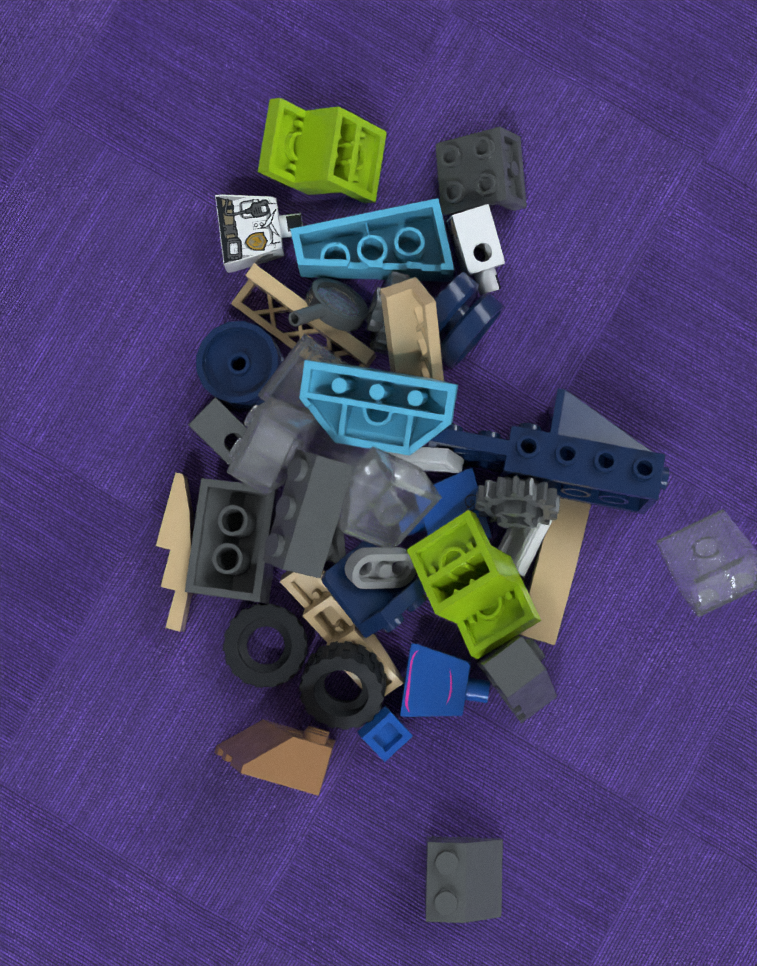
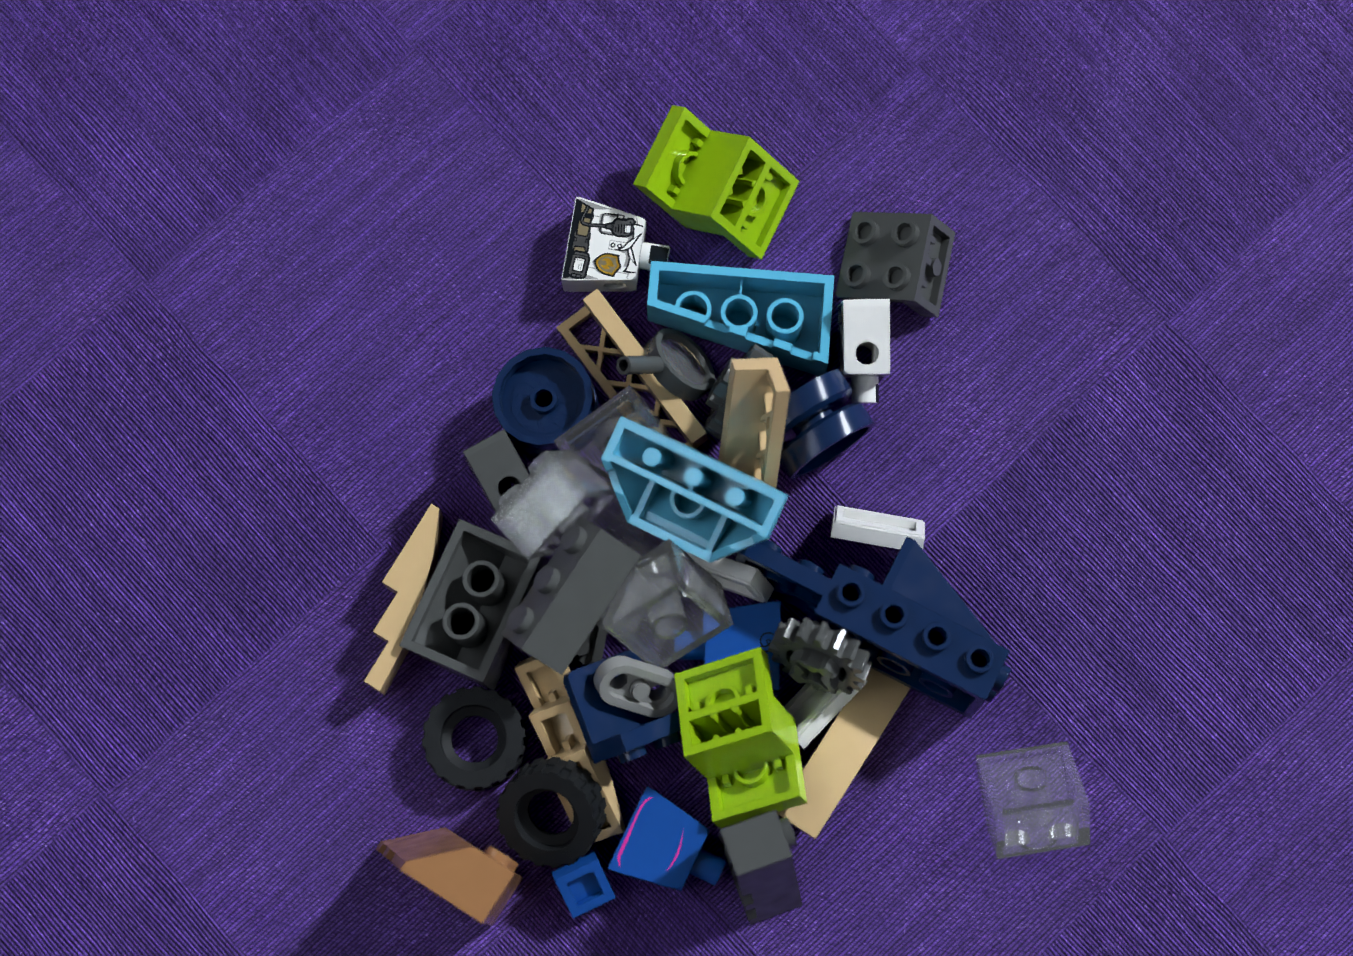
camera: 15 degrees right, 5 degrees down
(528, 387) = (875, 527): none -> white tile

